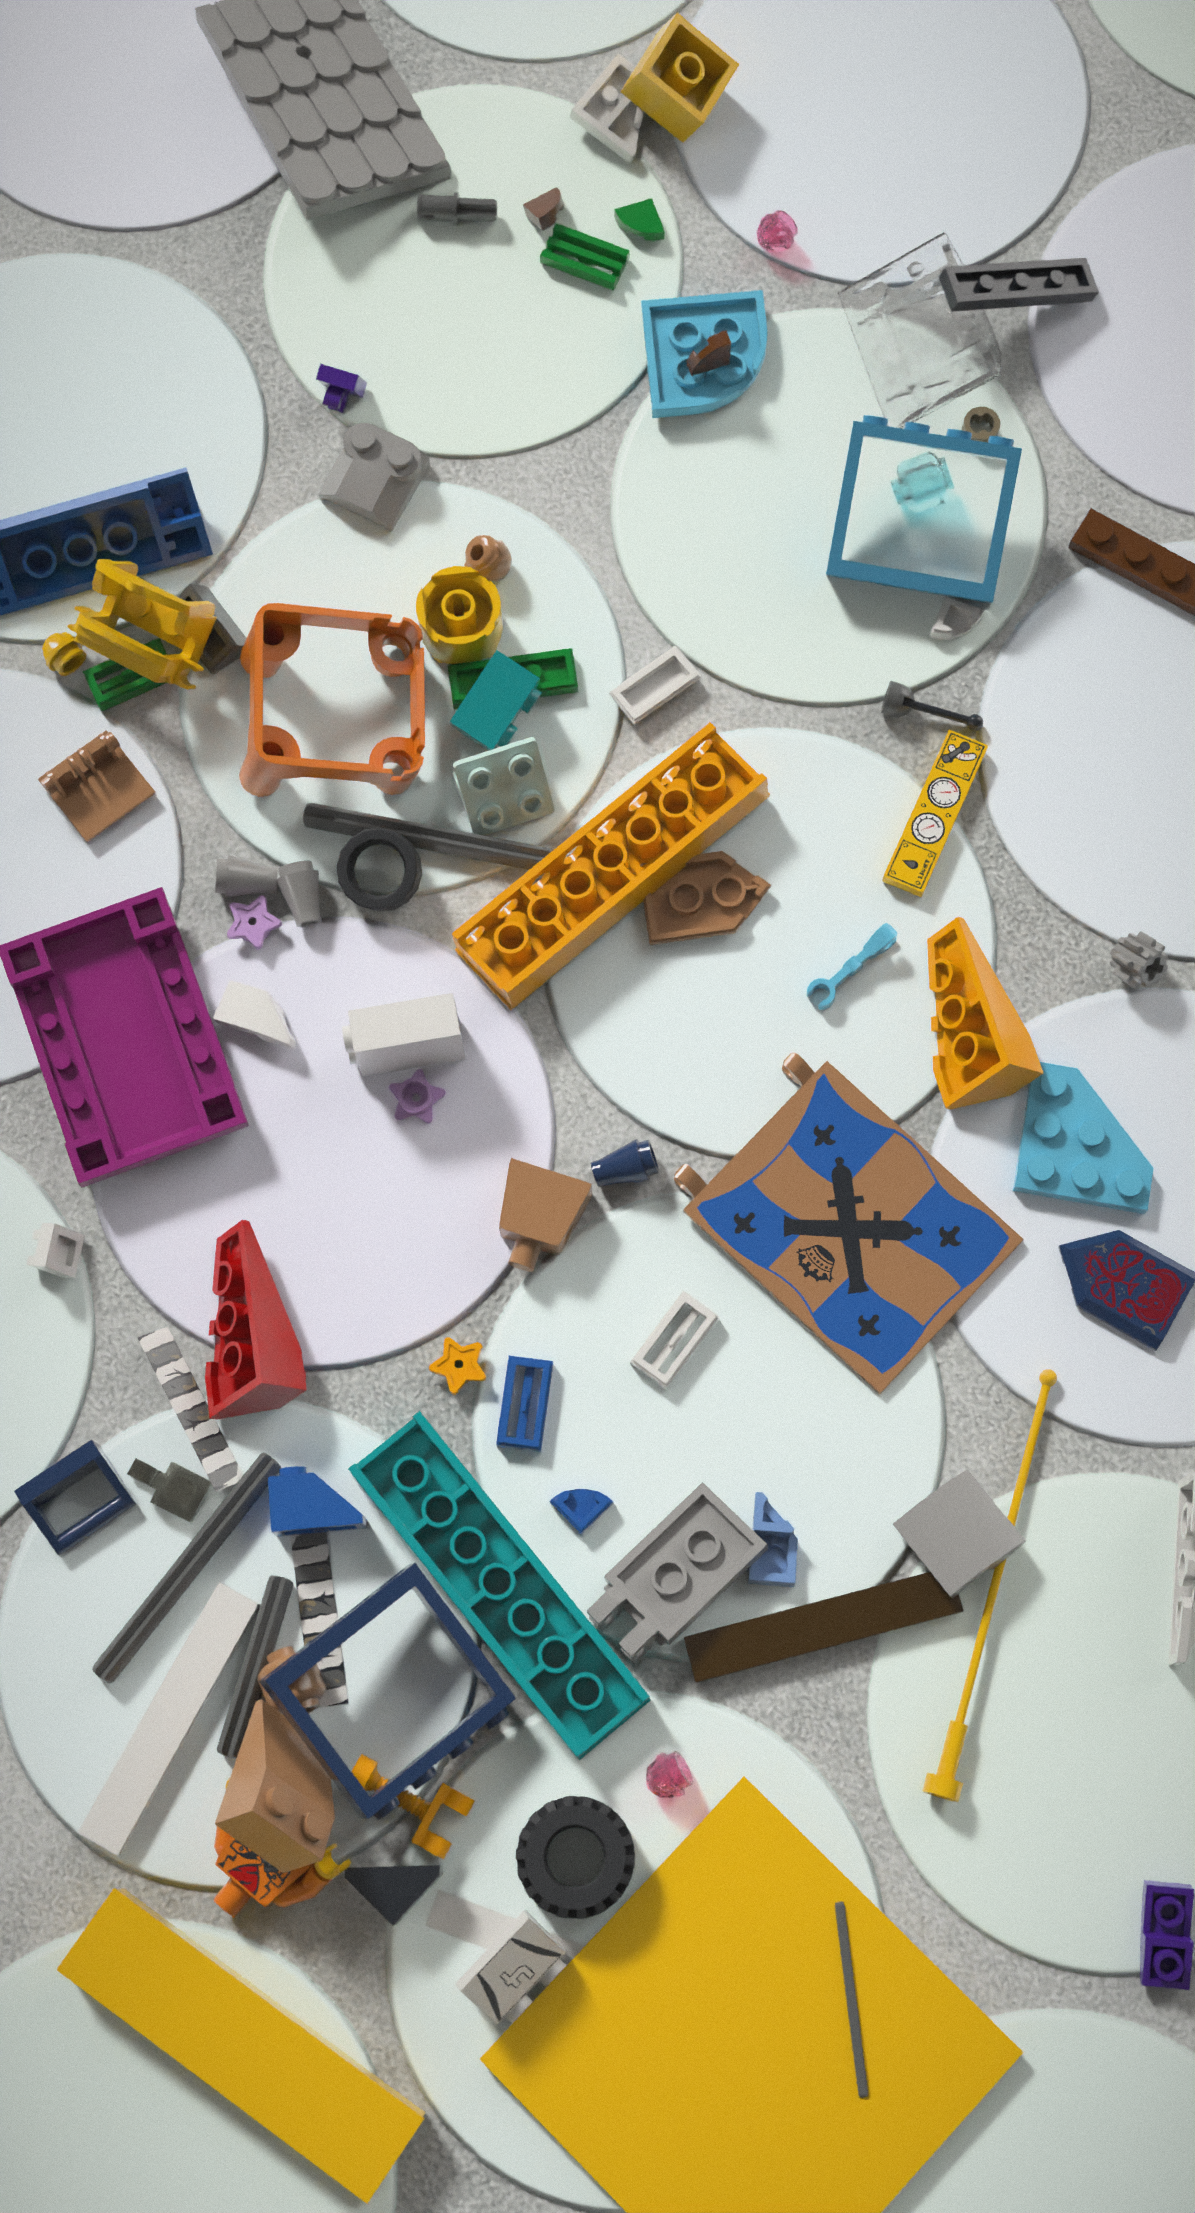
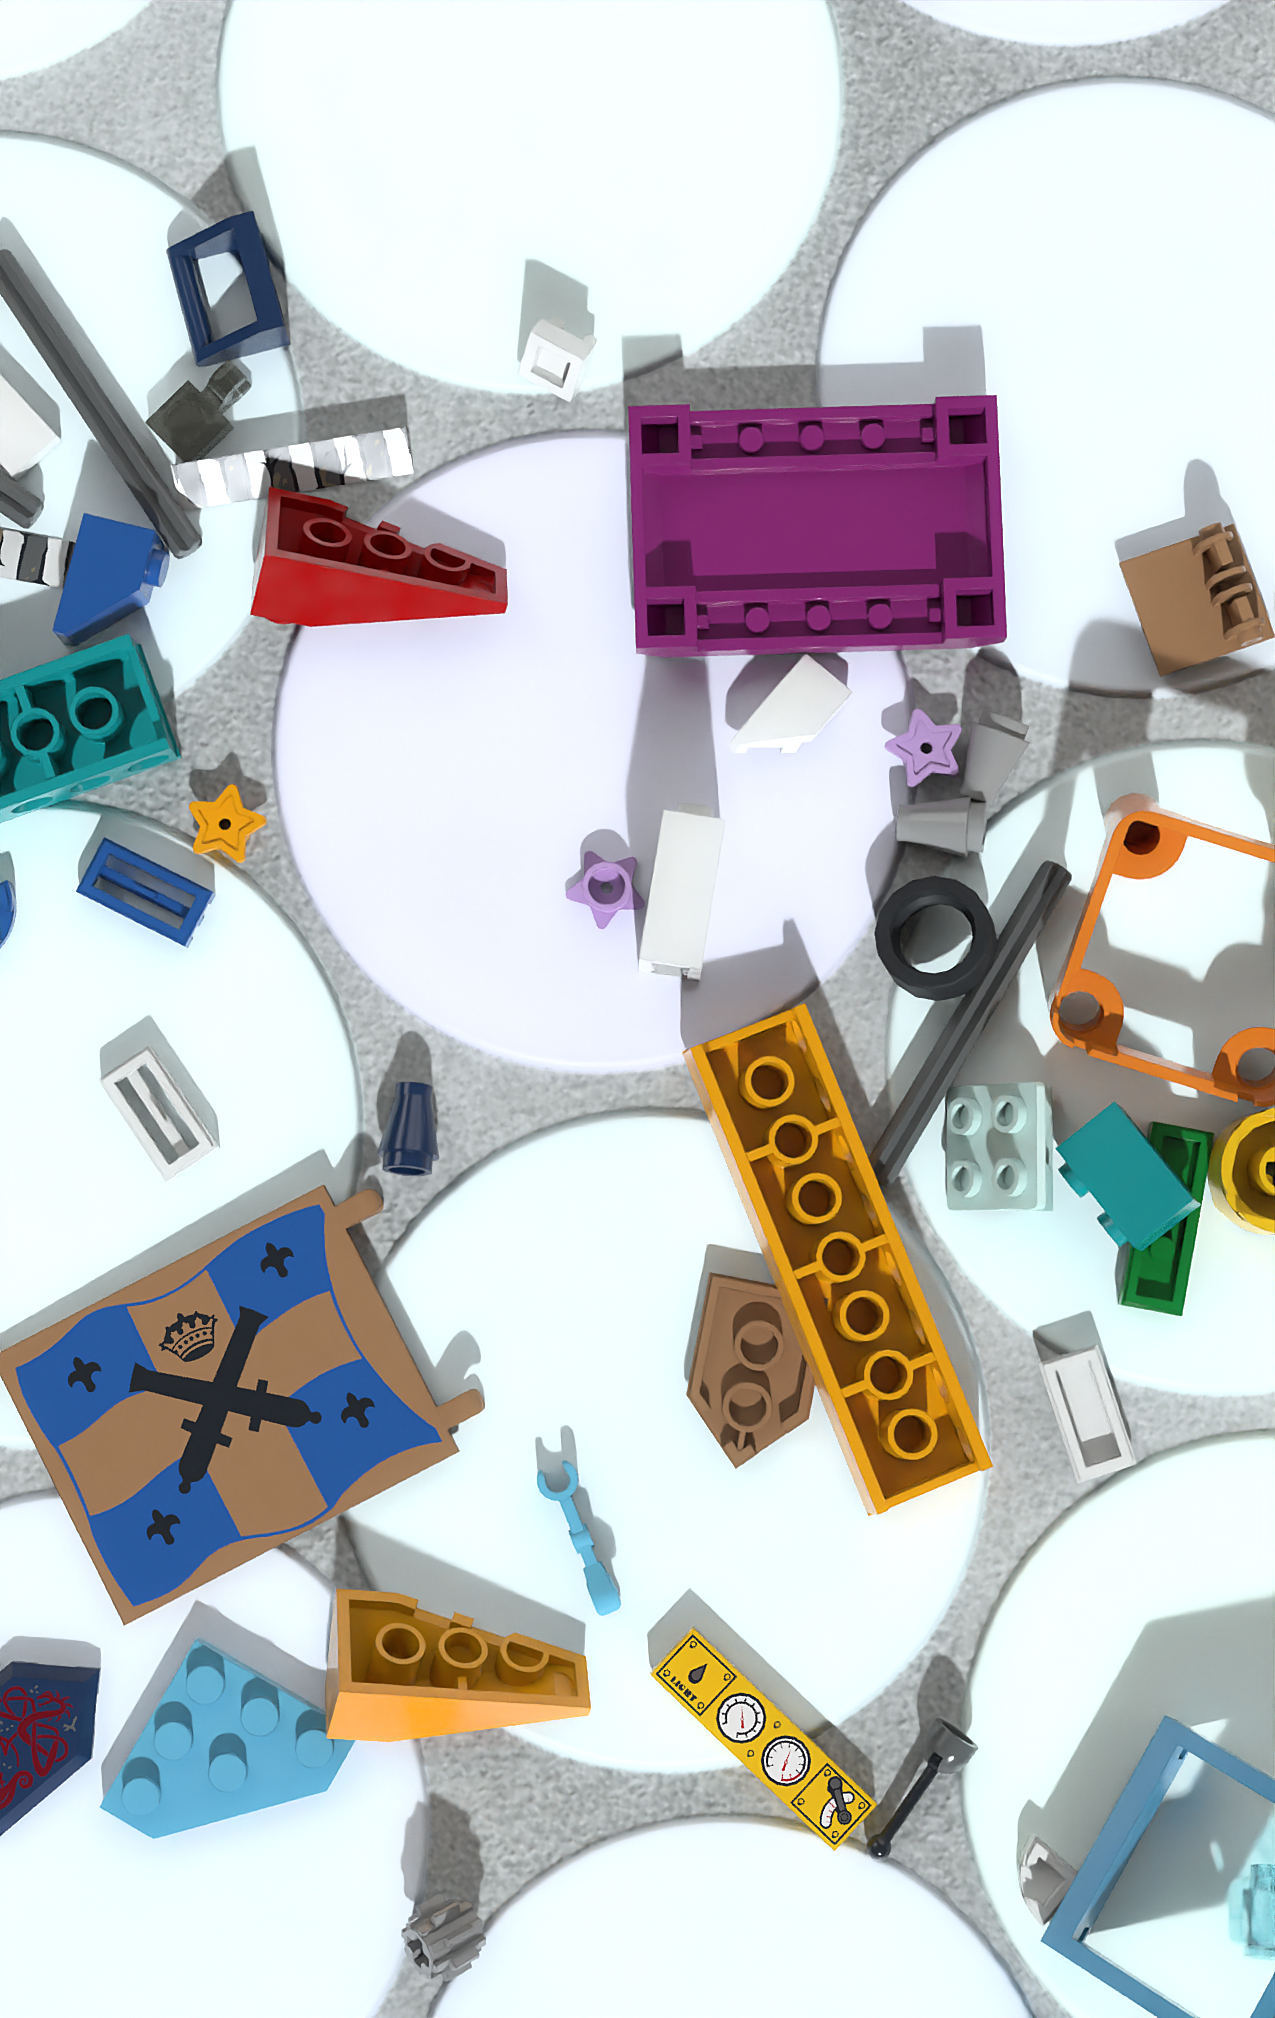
camera: 105 degrees right, 10 degrees up
(540, 1211) = (385, 994): medium nougat torso -> none

